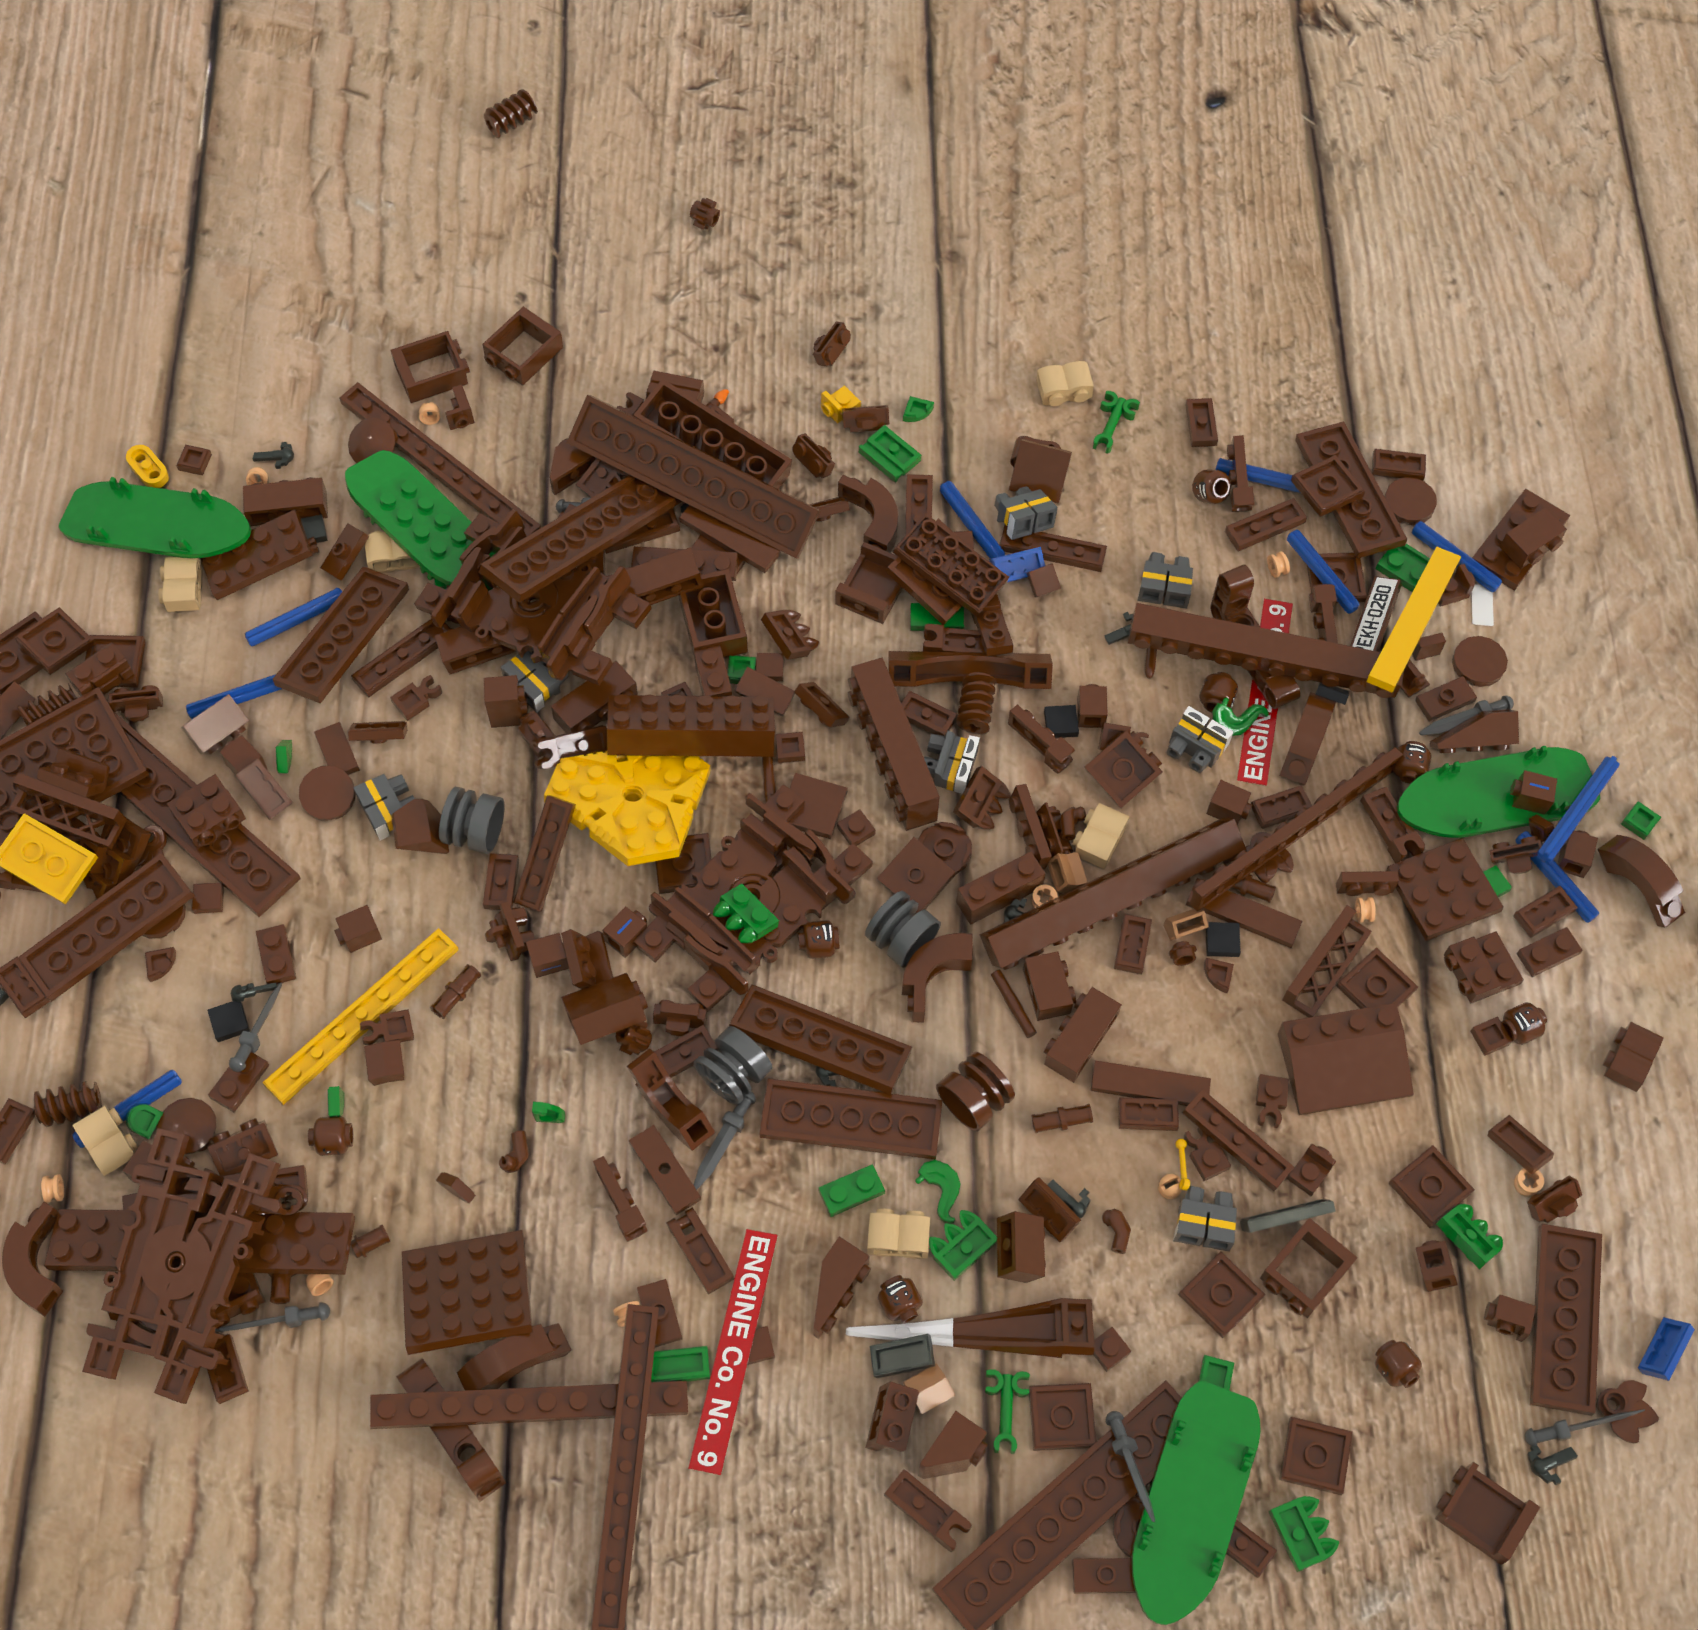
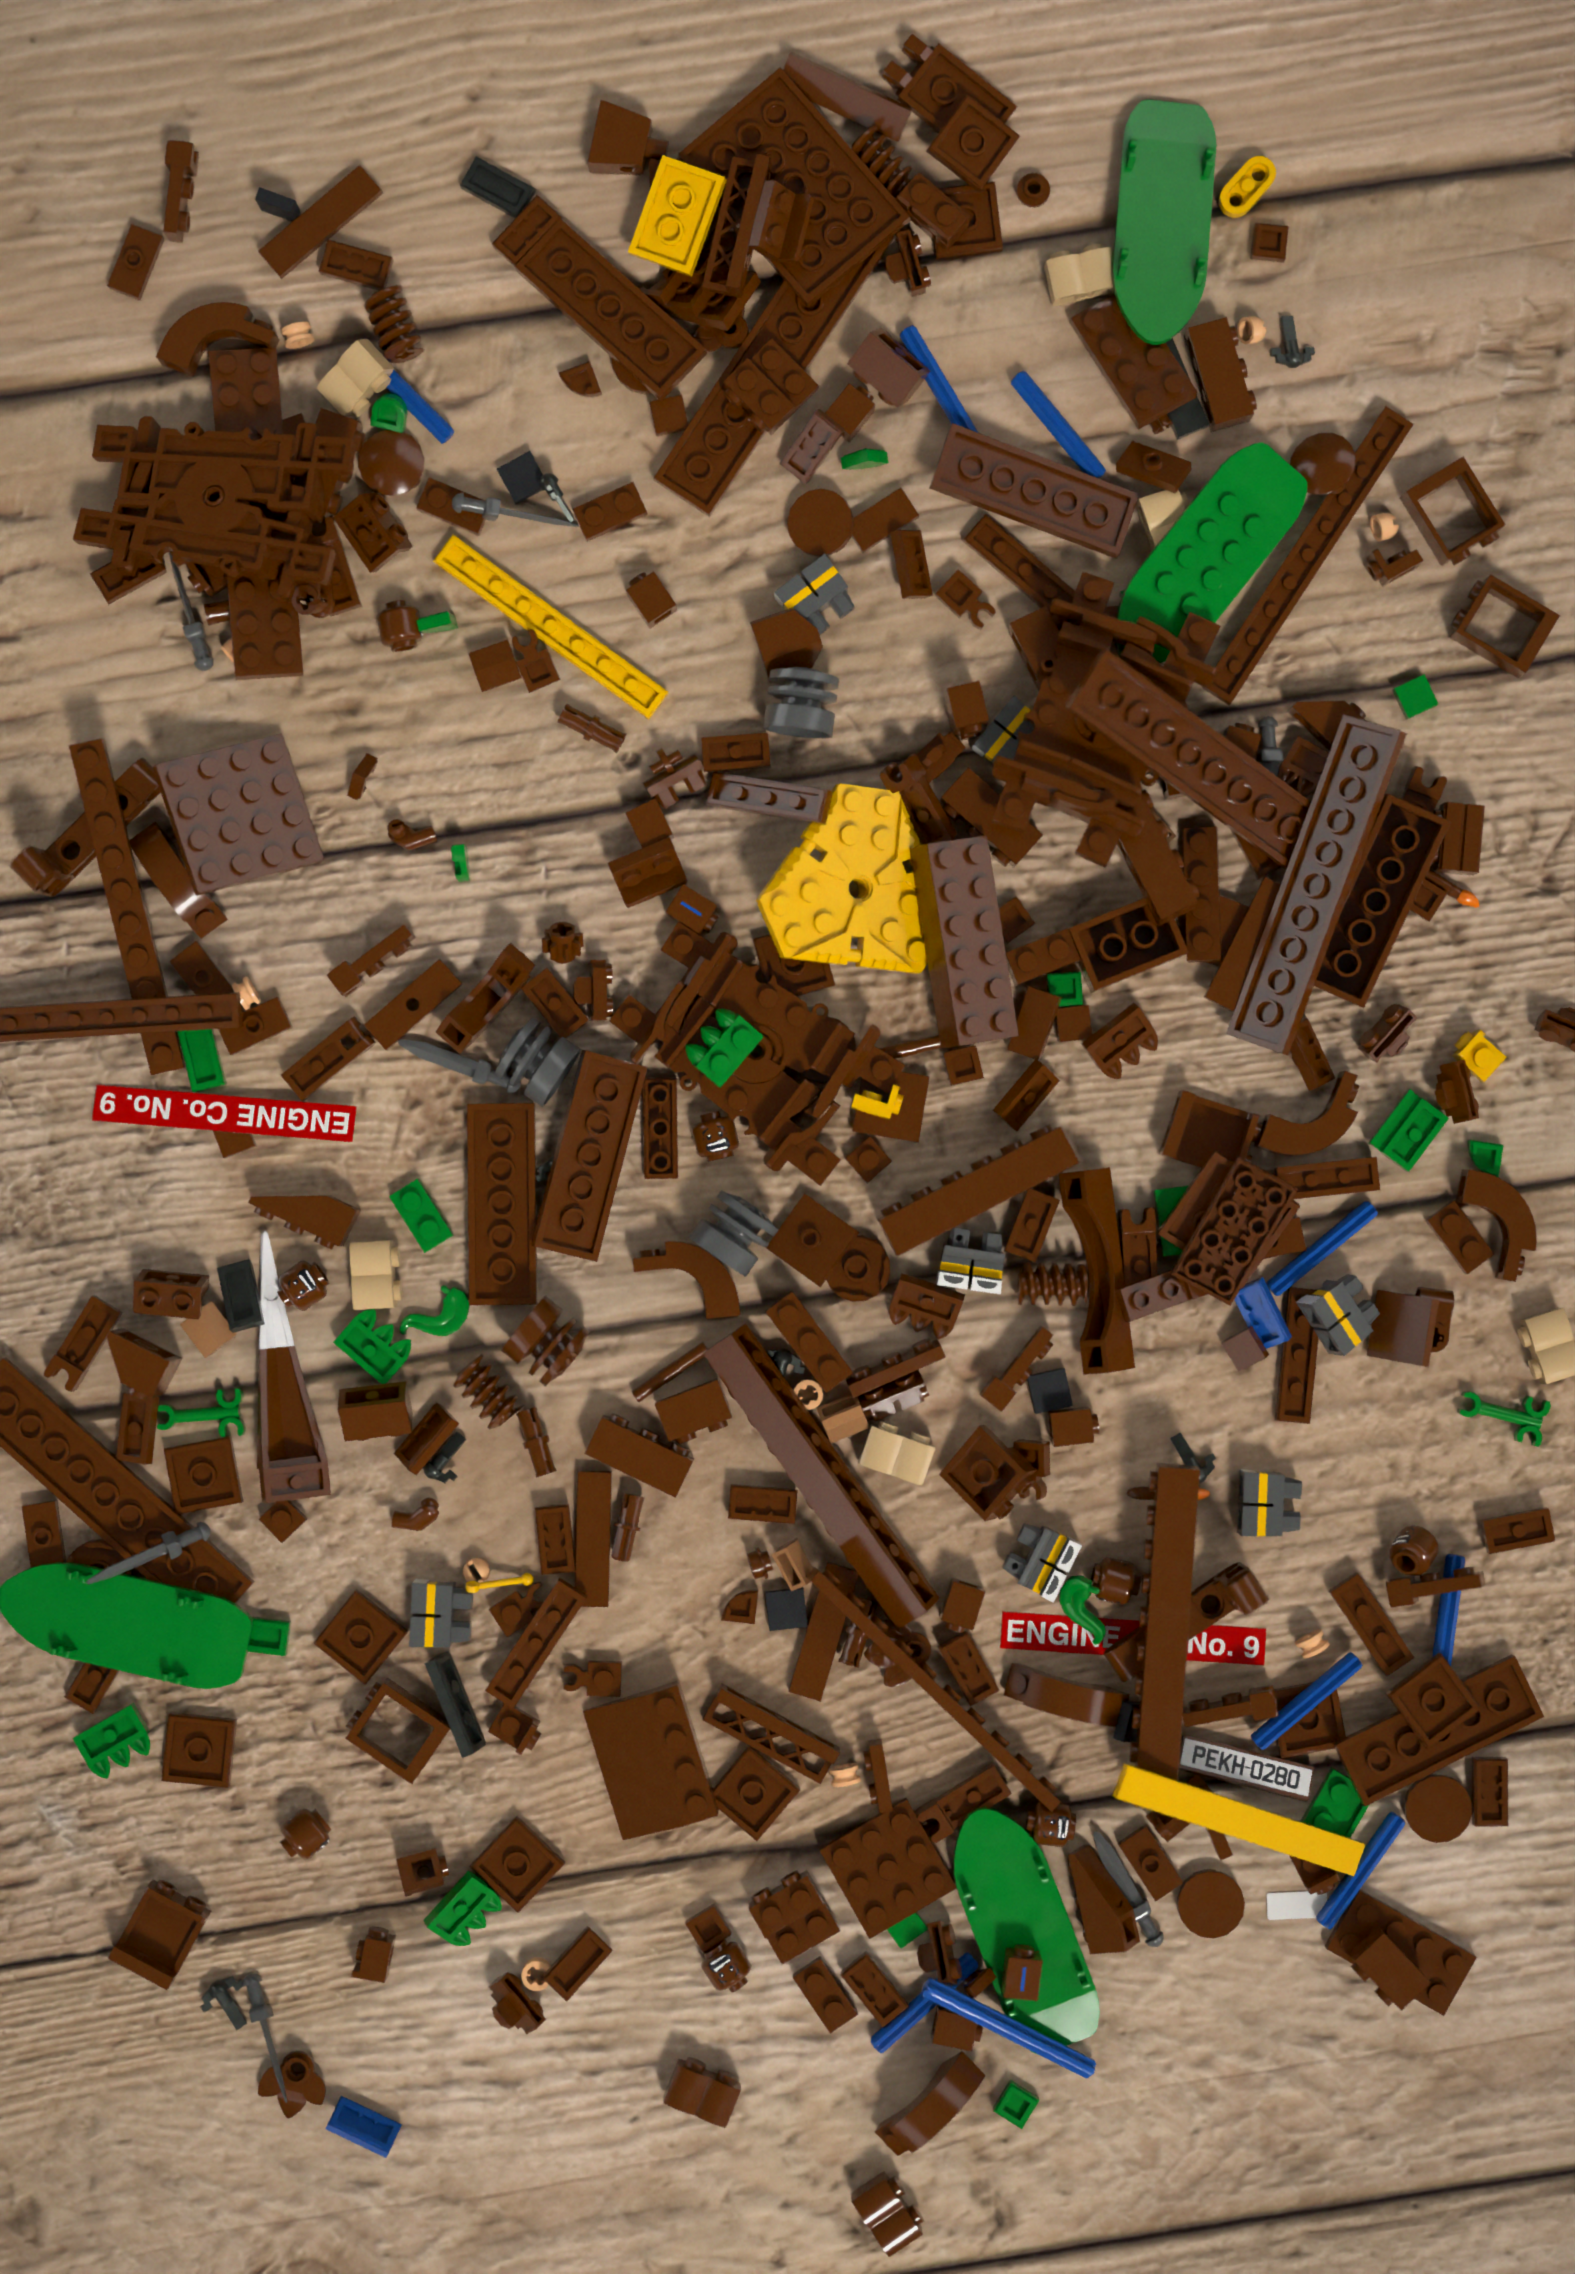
camera: 85 degrees right, 25 degrees up
(107, 615) = (1033, 200): none -> reddish brown plate
(369, 1241) = (288, 696): reddish brown pin -> none
(562, 410) = (1415, 697): none -> green tile
(601, 1355) = (200, 971): none -> reddish brown plate
(605, 1008) = (586, 904): reddish brown brick -> none
(812, 808) = (872, 1104): none -> yellow bracket
(823, 985) = (660, 1150): none -> reddish brown tile
(964, 396) = (1510, 1212): none -> reddish brown arch
(975, 433) = (1459, 1237): none -> reddish brown plate
(1013, 1150) = (486, 1392): none -> reddish brown piece
(1013, 1468) = (137, 1429): none -> reddish brown plate
(1068, 821) = (912, 1413): reddish brown arm -> none
(1143, 1053) = (627, 1527): none -> reddish brown axle
(1566, 1320) = (383, 2017): reddish brown plate -> none

